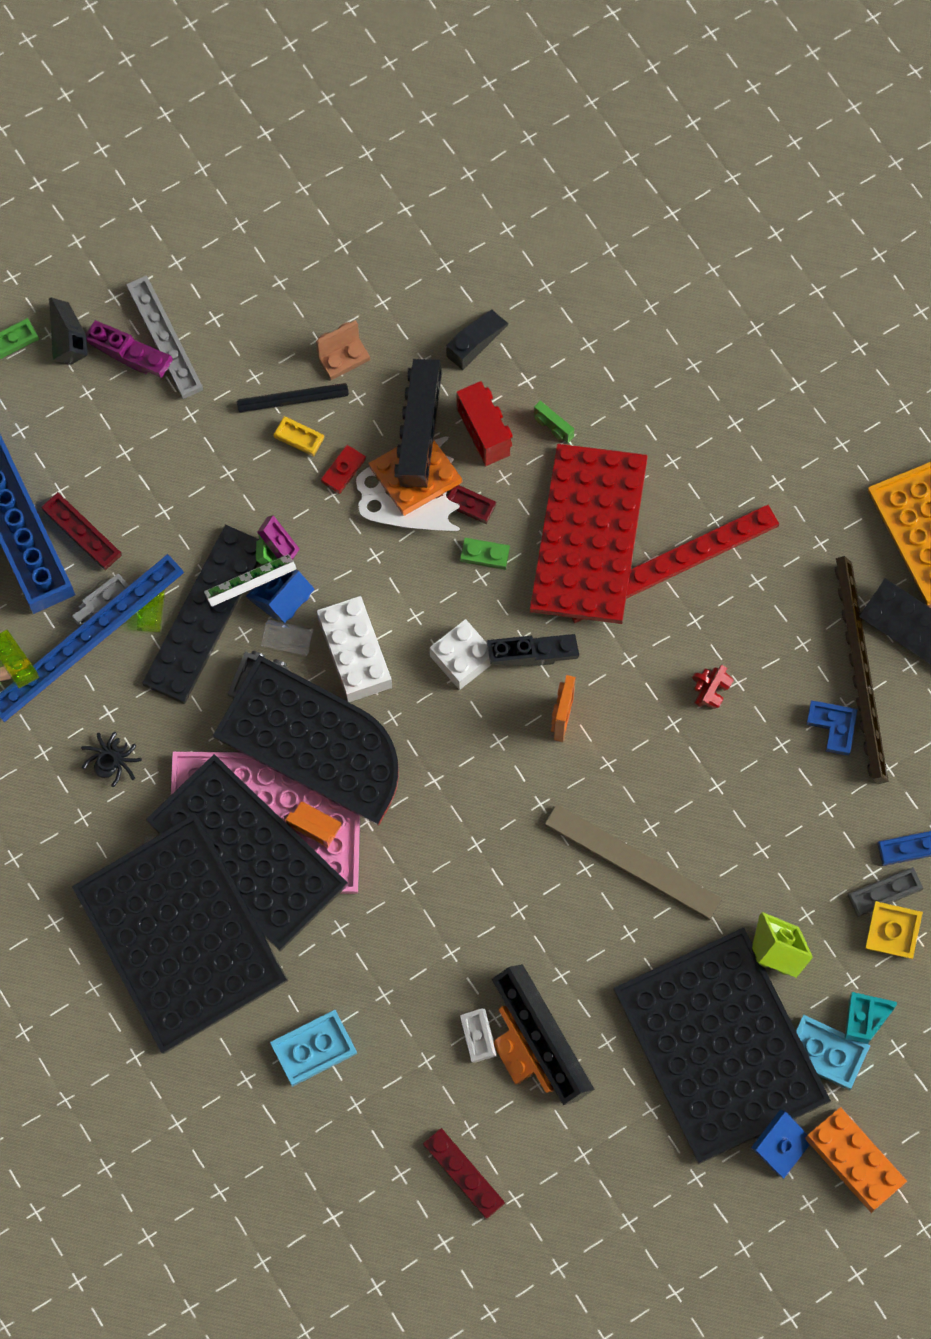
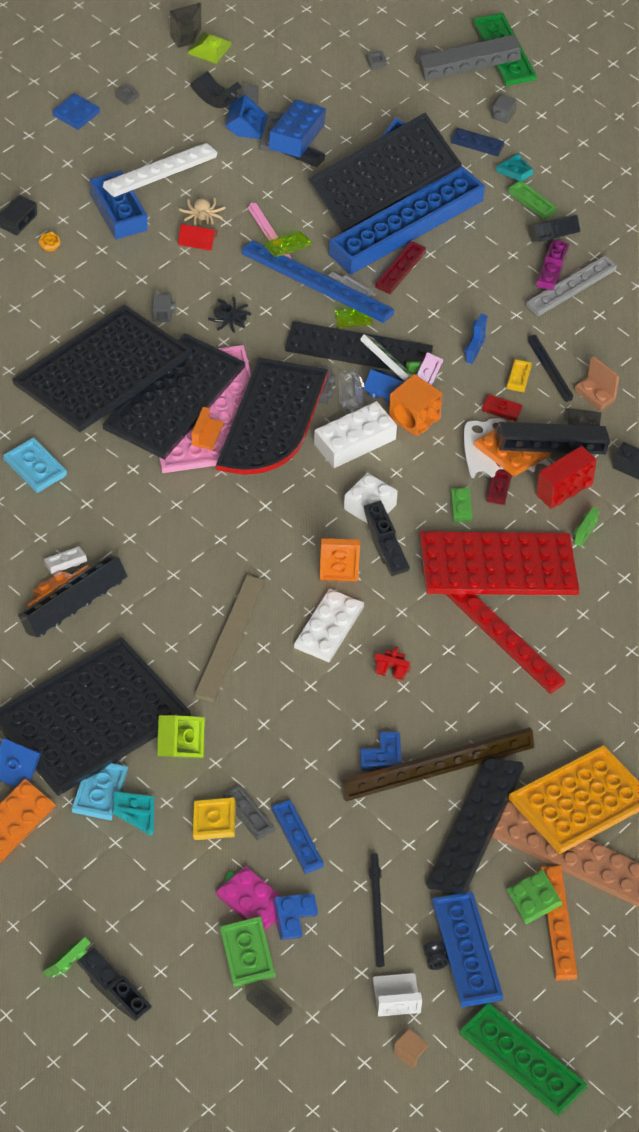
camera: 75 degrees right, 20 degrees down
(80, 839) = (163, 308): none -> dark grey brick
(230, 466) = (477, 339): none -> blue plate
(331, 566) = (415, 405): none -> orange brick
(382, 383) = (581, 417): none -> clear smoke plate
(636, 745) = (329, 625): none -> white plate

